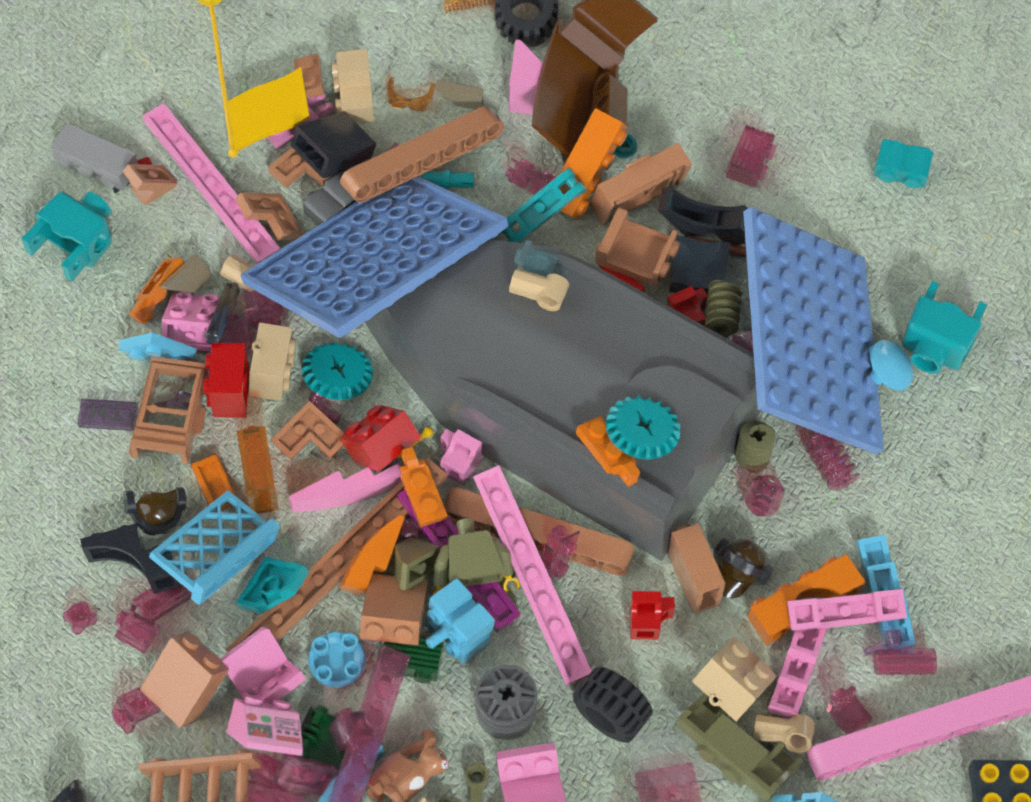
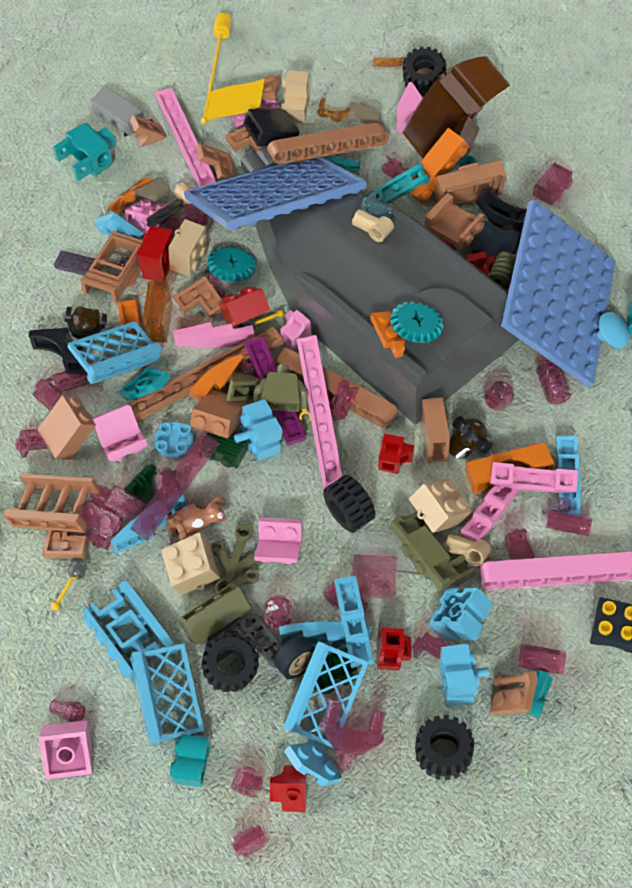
camera: 20 degrees right, 5 degrees down
(76, 610) = (15, 375): clear pink plate -> none
(266, 725) = (109, 465): bright pink slope -> none
(421, 489) = (260, 342): orange hinge -> none
(510, 717) = (277, 488): dark grey wheel -> none
(755, 446) = (500, 361): olive piece -> none

